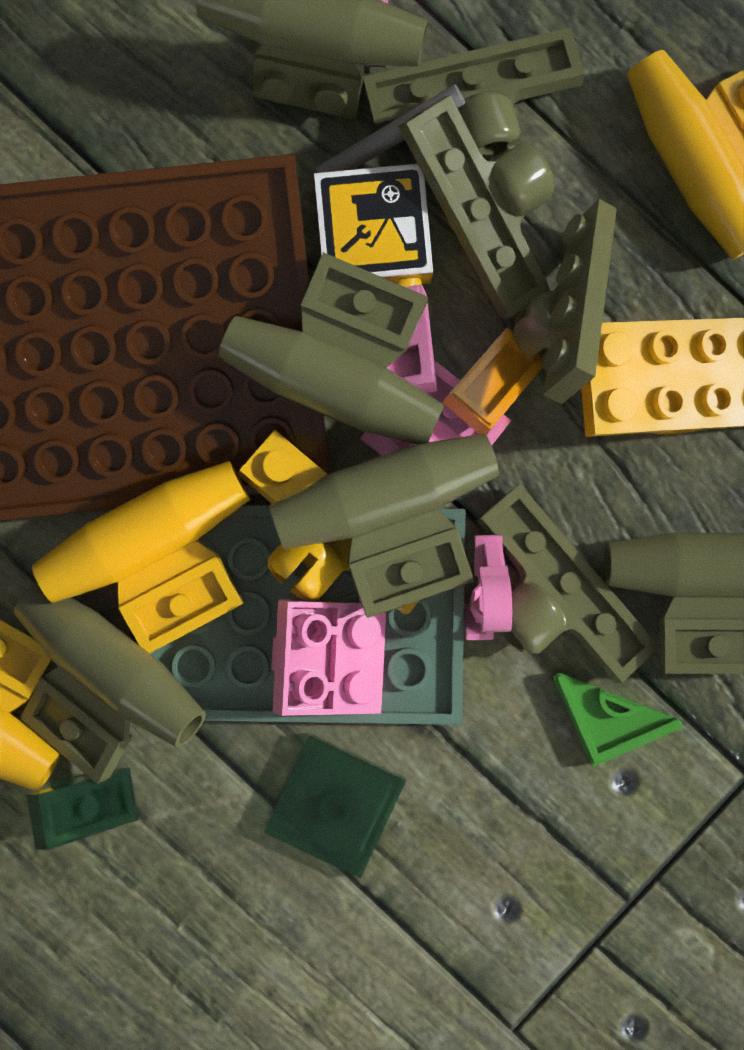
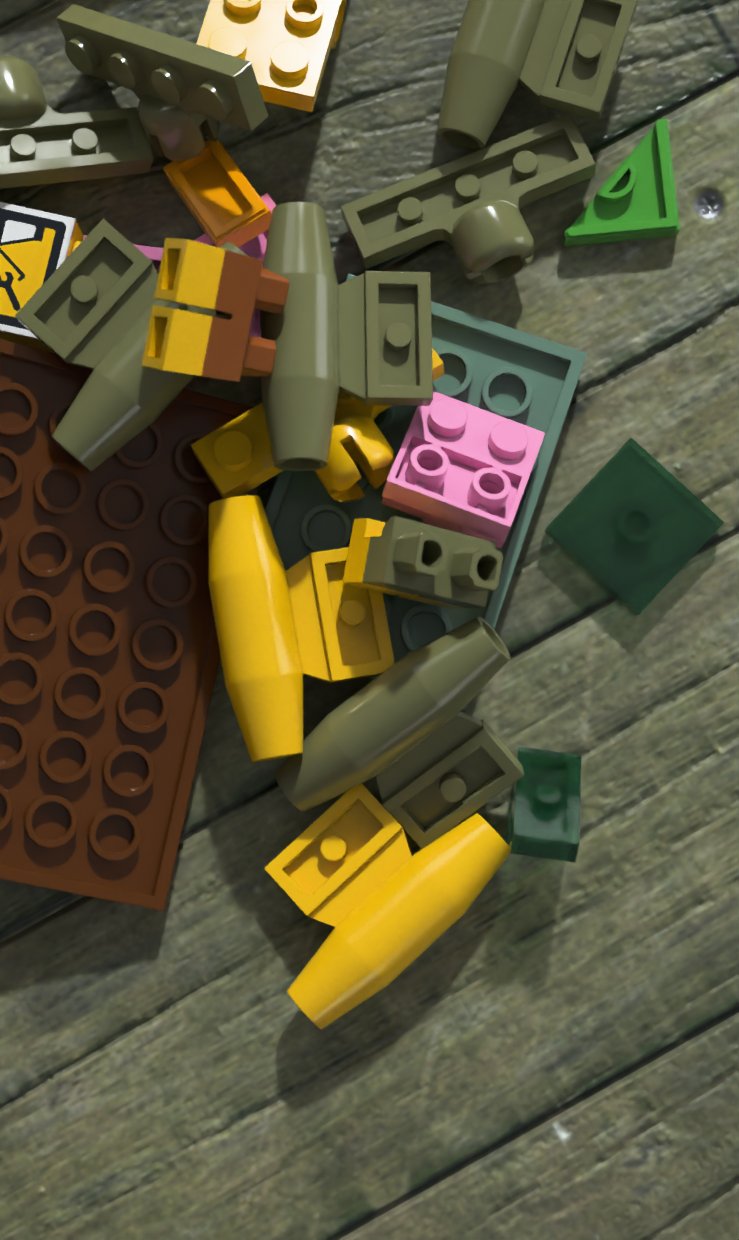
camera: 75 degrees left, 5 degrees down
(232, 651) = (422, 563): none -> olive hips
(365, 413) = (217, 282): none -> hips
(492, 598) = (455, 262): bright pink piece -> none

